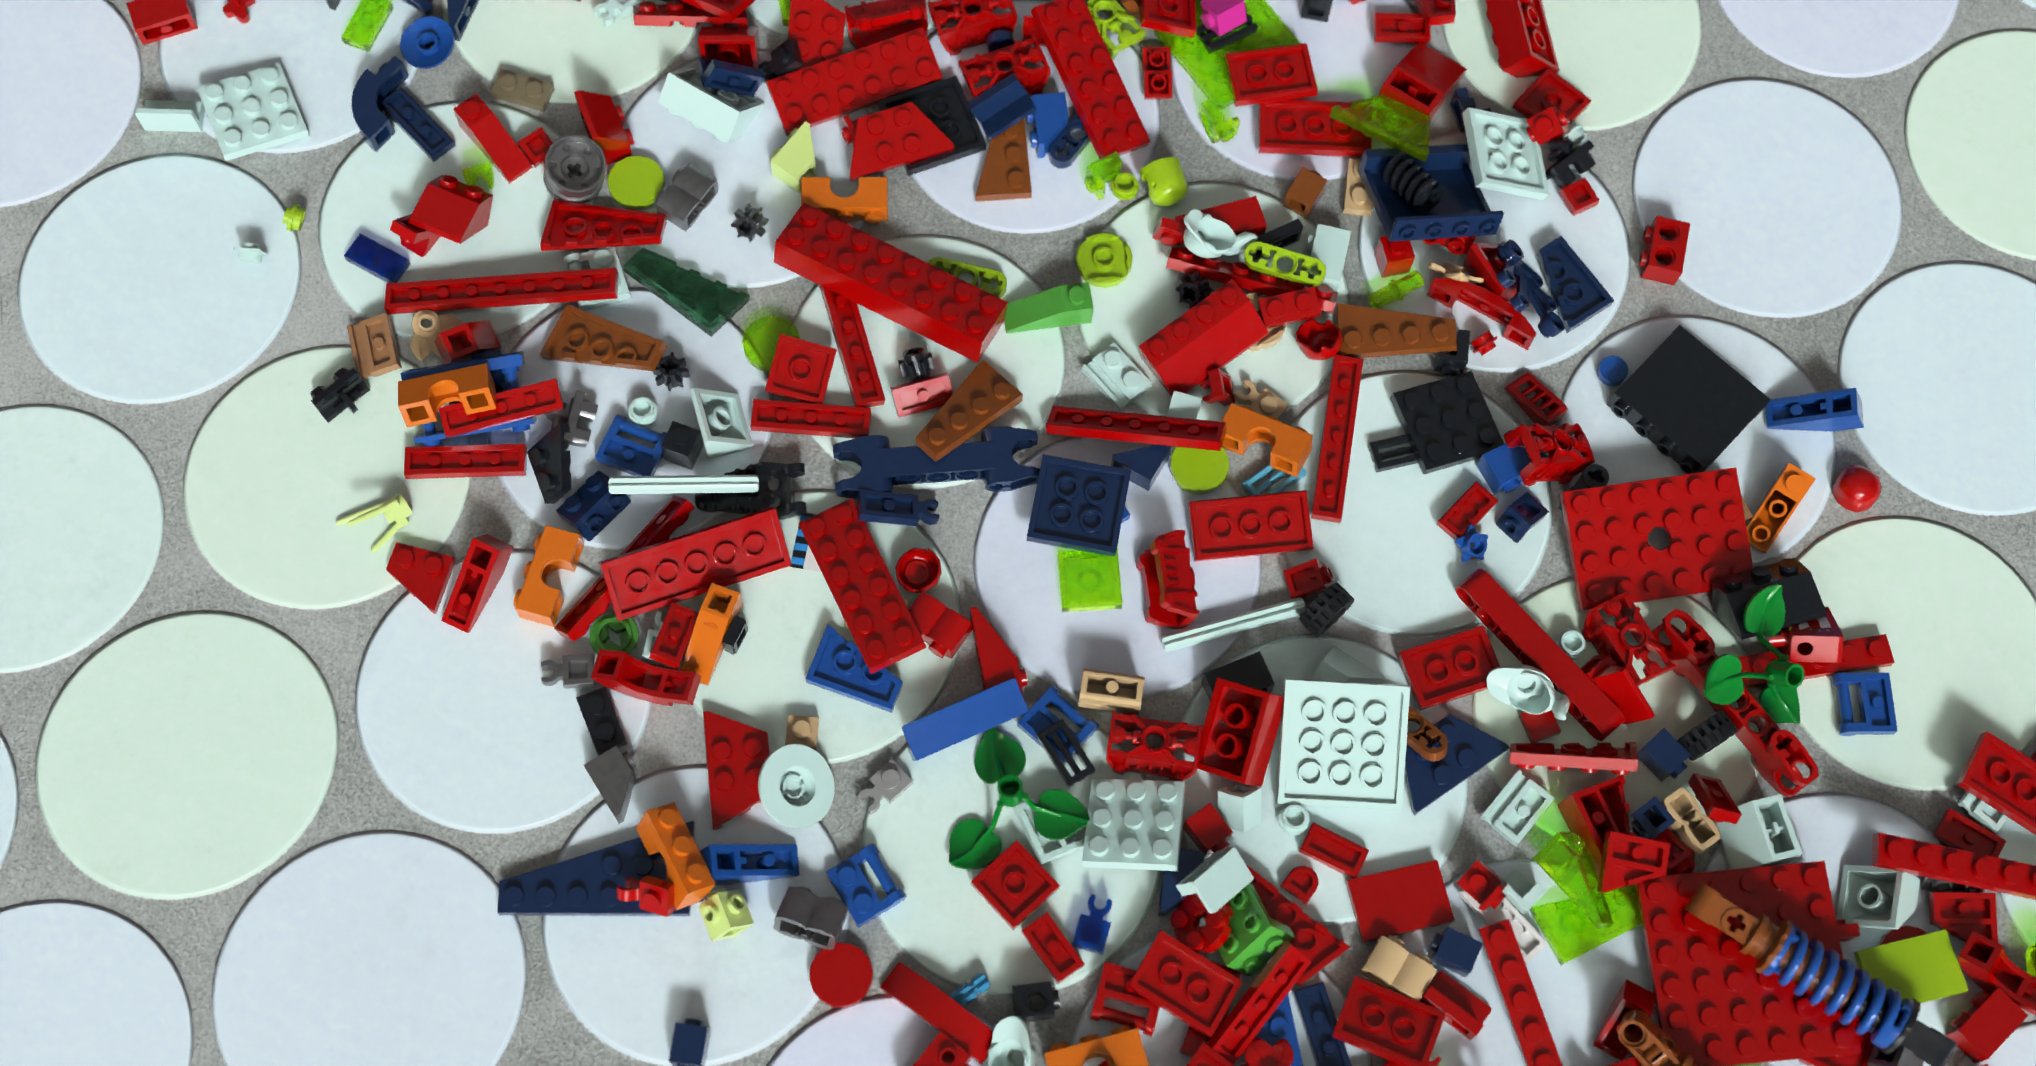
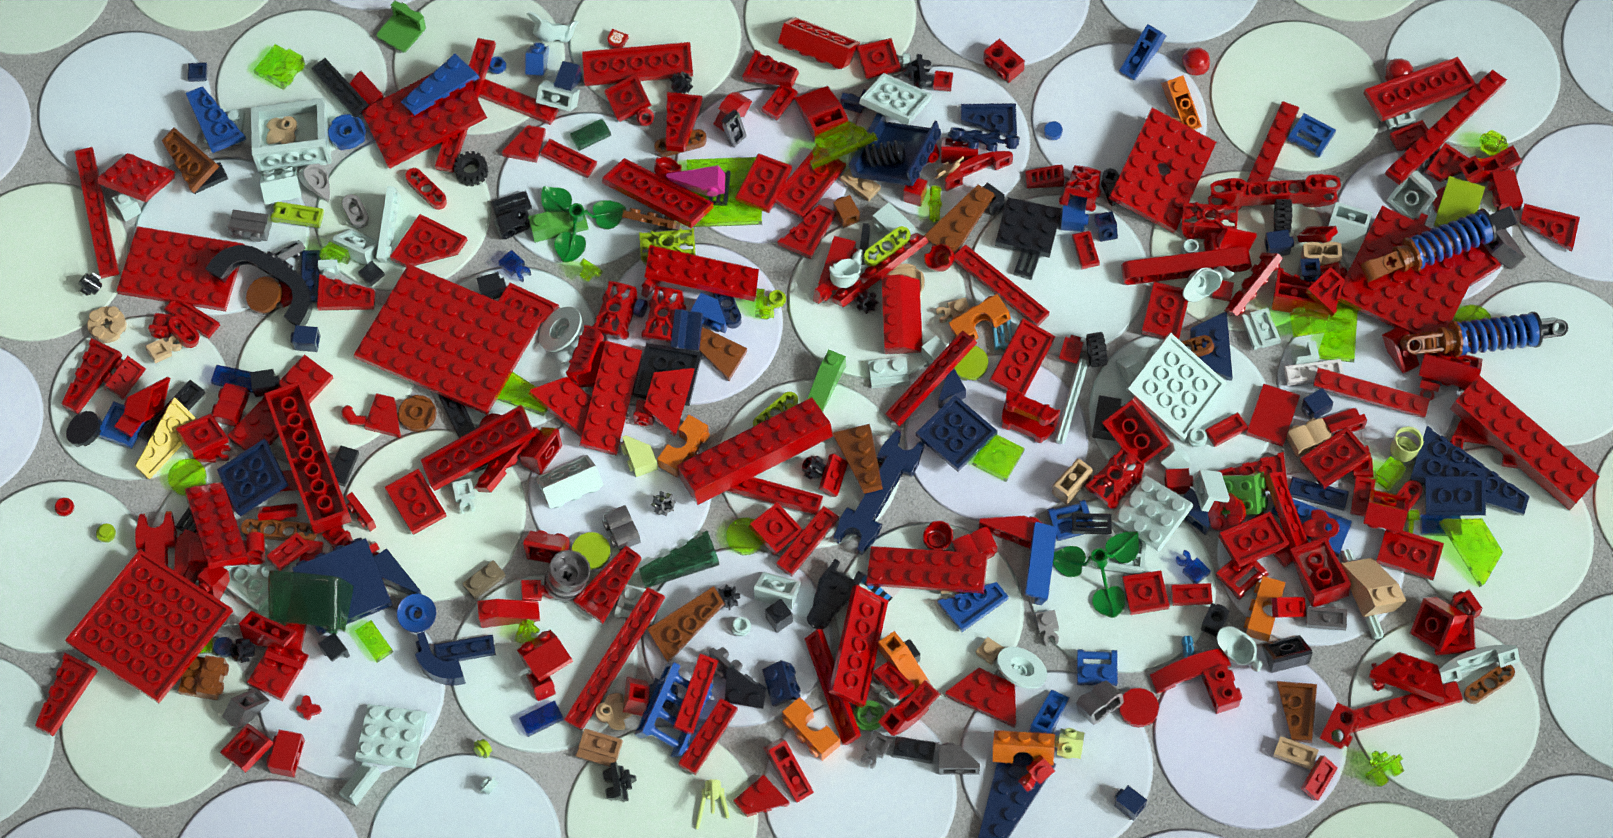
camera: 50 degrees left, 5 degrees down
(424, 395) = (676, 699): orange arch -> none
(627, 454) = (763, 648): blue plate -> none
(683, 484) = (806, 626): light aqua axle -> none
(730, 76) = (562, 460): dark blue panel -> none
(785, 60) = (573, 425): black plate -> none
(895, 508) = (892, 528): dark blue plate -> none
(1104, 260) = (813, 336): lime tile -> none
(1157, 73) = (717, 241): red slope -> none
(1165, 181) = (792, 274): lime helmet -> none
(1214, 124) = (770, 230): clear neon green bracket -> none
(1220, 387) = (932, 324): red tile -> none
(1243, 169) = (809, 233): none -> red wing
(1289, 307) = (913, 259): red plate -> none
(1301, 883) = (1233, 455): red tile -> none
(1479, 544) = (1105, 258): blue plate -> none
(1483, 343) = (996, 180): red plate -> none
(1483, 885) = (1293, 368): red bracket -> none
(1548, 125) = (895, 67): red brick -> none
(1688, 401) = (1097, 106): black panel -> none
(1723, 679) = (1284, 171): green plant -> none
(1799, 594) = (1230, 140): black slope -> none
(1812, 640) = (1262, 135): torso -> none

